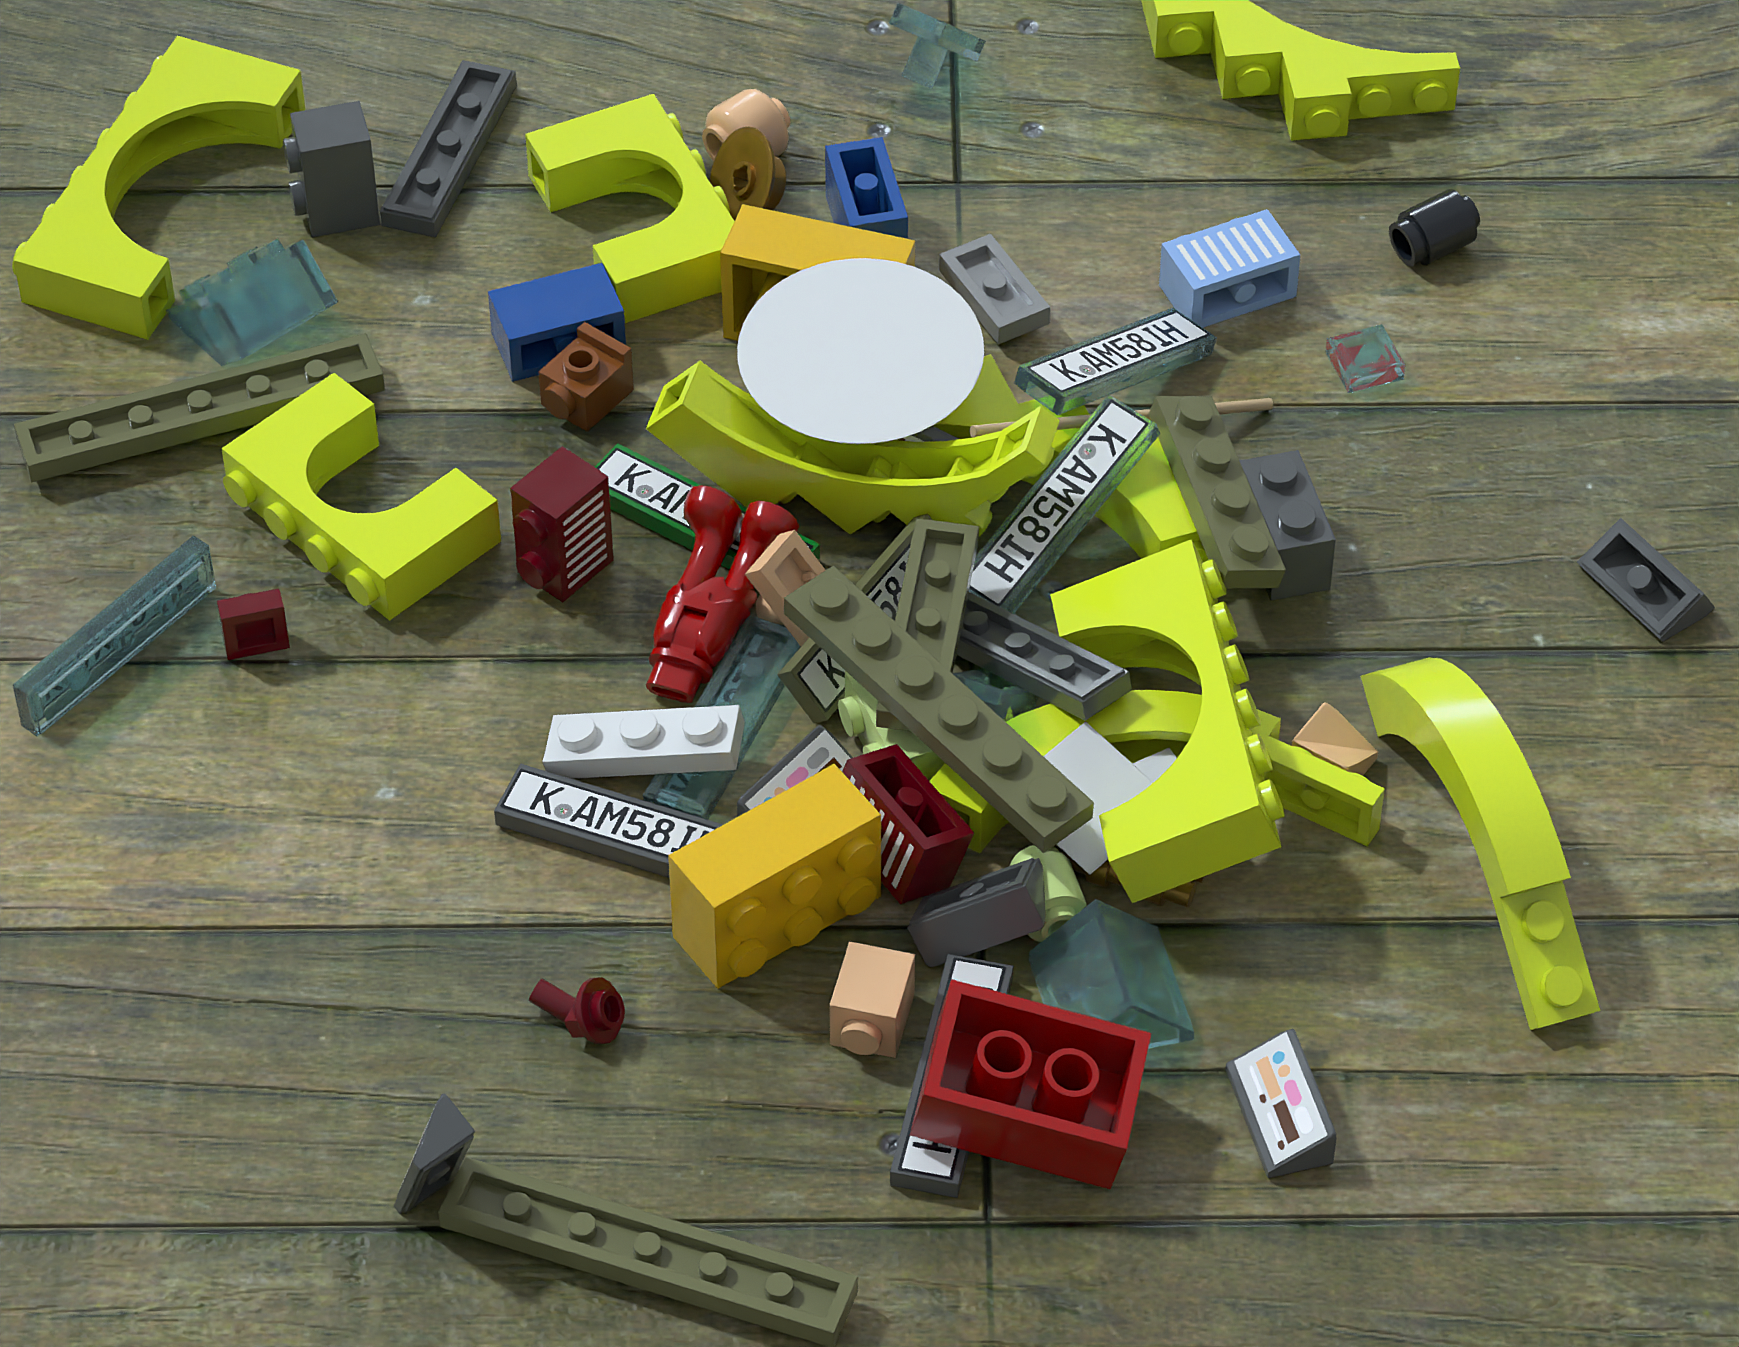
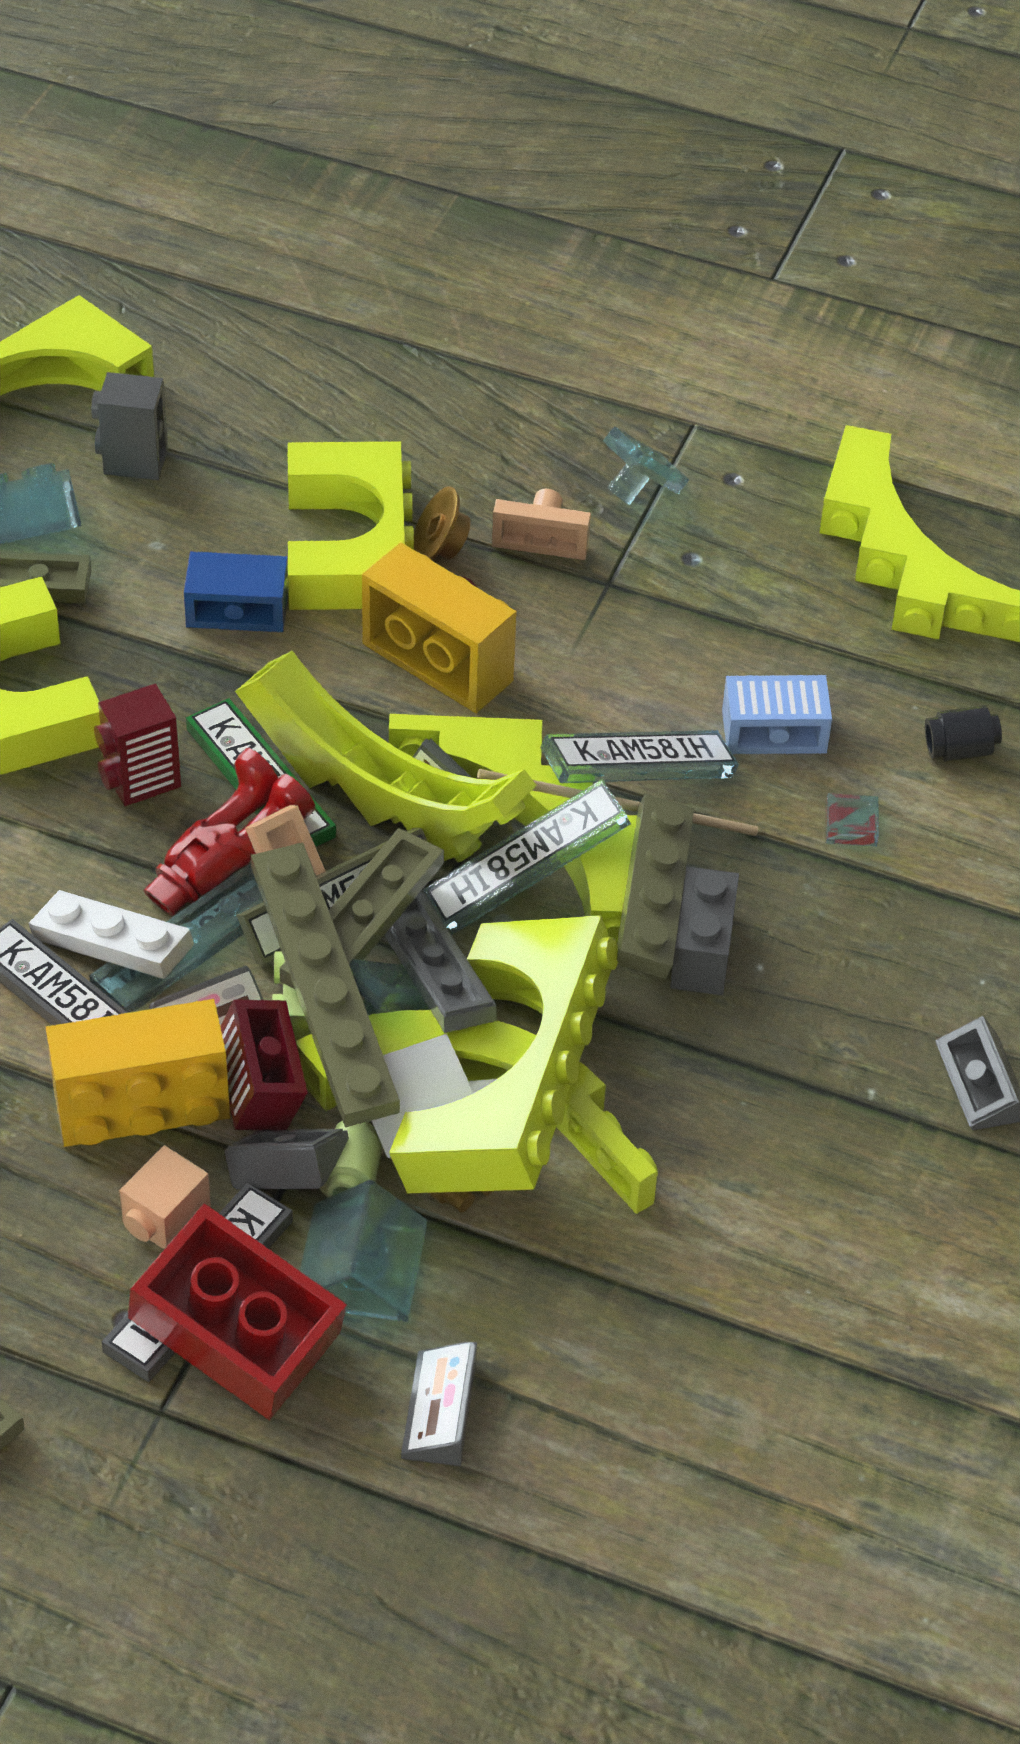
camera: 20 degrees right, 0 degrees up
(448, 148) = (238, 438): dark grey tile -> none
(587, 378) = (233, 642): dark orange brick -> none
(747, 109) = (472, 483): light nougat head -> none
(852, 124) = (541, 526): none -> light nougat tile
(860, 351) = (425, 683): white sticker -> none
(864, 188) = (518, 569): blue brick -> none
(994, 288) = (584, 671): light grey plate -> none
(1336, 741) = (648, 1122): light nougat slope -> none
(1506, 819) = (724, 1245): neon yellow arch -> none

